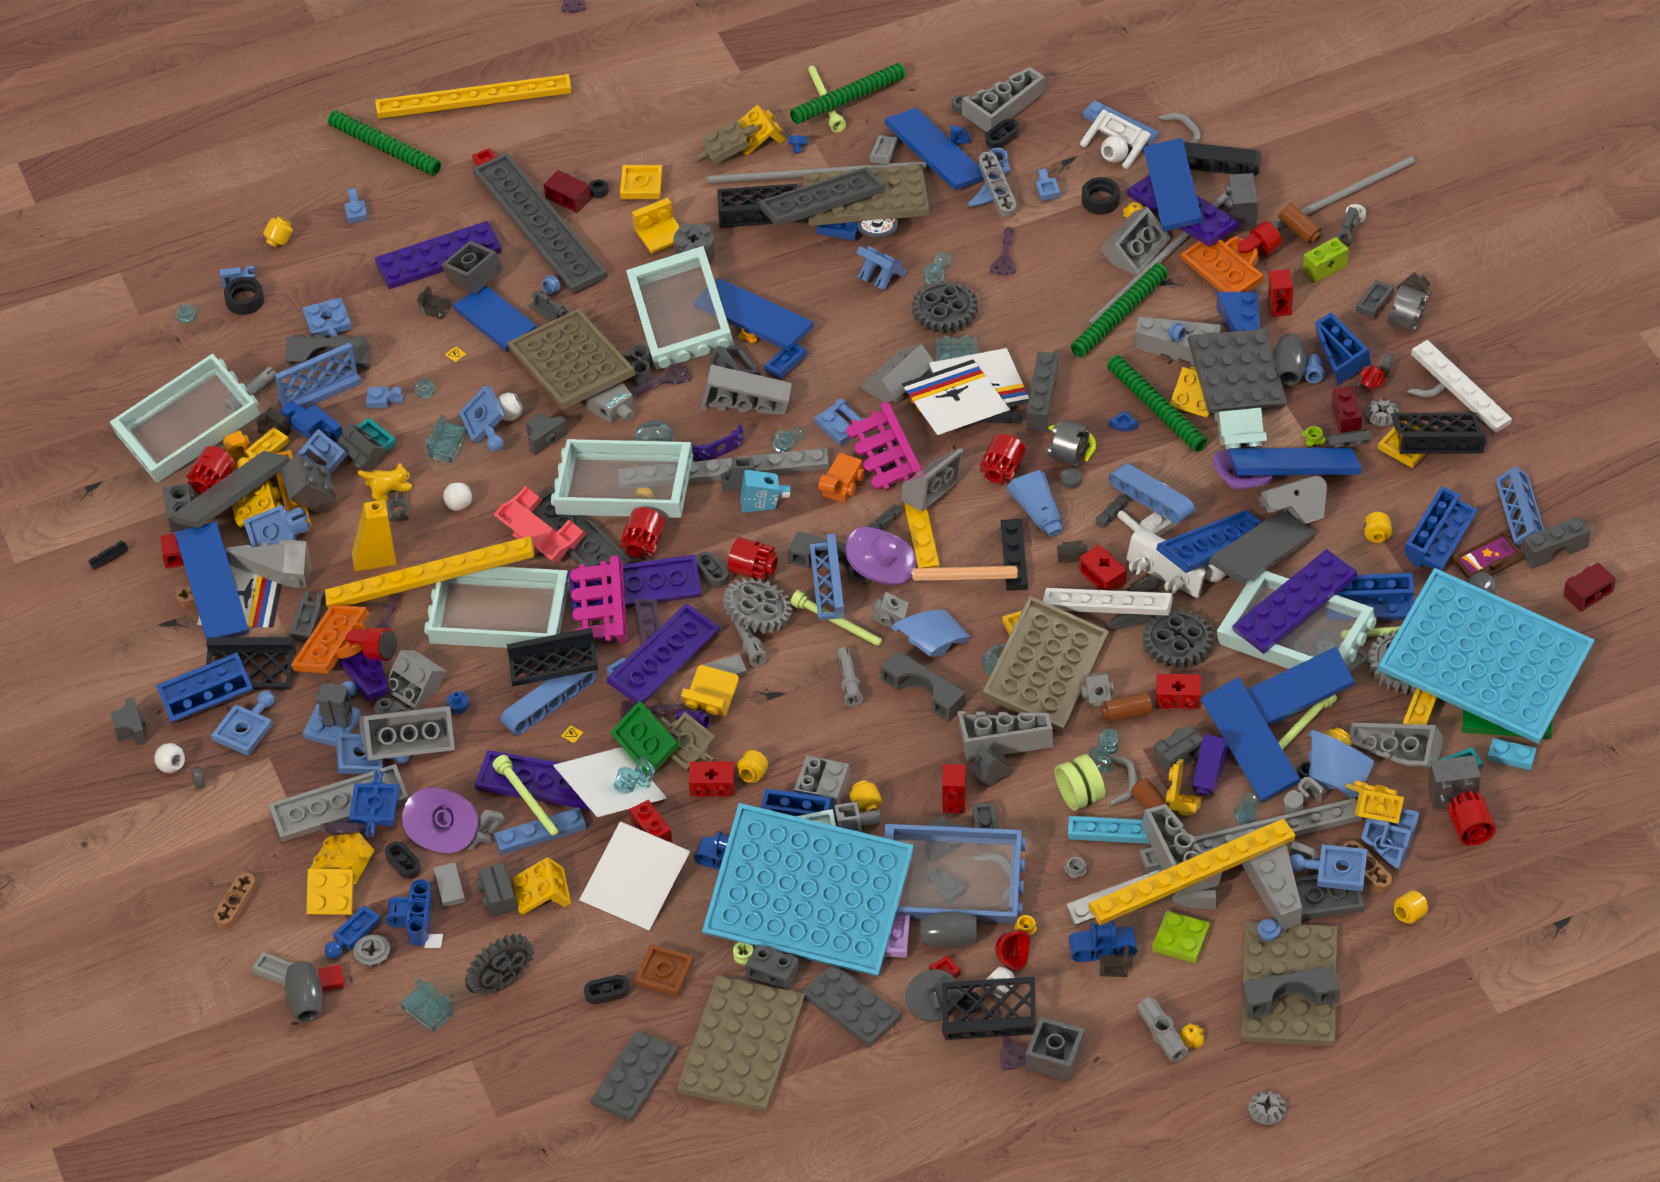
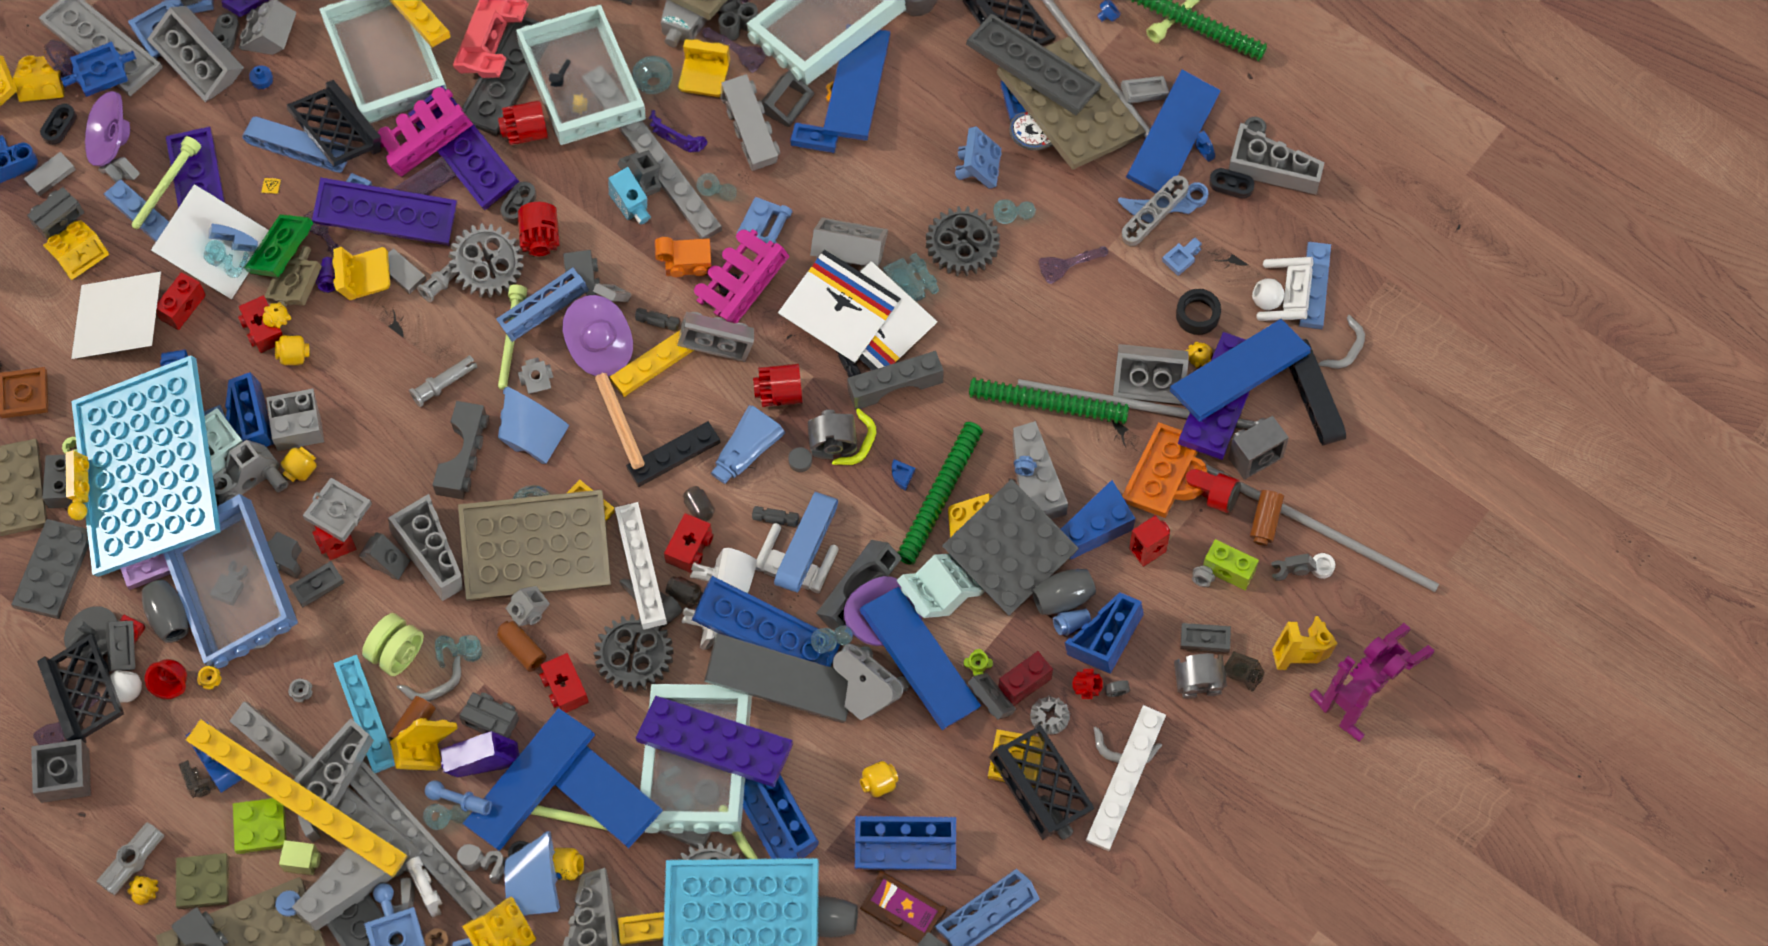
camera: 60 degrees right, 15 degrees up
(620, 759) = (240, 240): none -> medium blue slope
(621, 491) = (557, 80): none -> black hand
(669, 404) = (704, 67): none -> yellow bracket
(717, 757) = (275, 315): none -> yellow animal
(794, 947) = (77, 484): none -> yellow plate
(844, 532) = (612, 292): none -> light grey tile
(945, 760) = (337, 509): none -> light grey plate
(961, 970) = (120, 645): none -> dark grey plate
(1195, 461) = (875, 561): none -> dark grey arch
(1208, 991) = (202, 881): none -> olive plate
(1221, 807) = (435, 790): none -> medium blue pin
(1228, 915) = (299, 857): none -> yellowish green brick
(1252, 492) = (842, 635): none -> clear light blue plate
(1311, 834) = (422, 882): none -> white plate
(1323, 280) = (1203, 576): none -> light grey plate
(1421, 237) = (1301, 647): none -> yellow tile
(1470, 206) = (1382, 662): none -> magenta piece

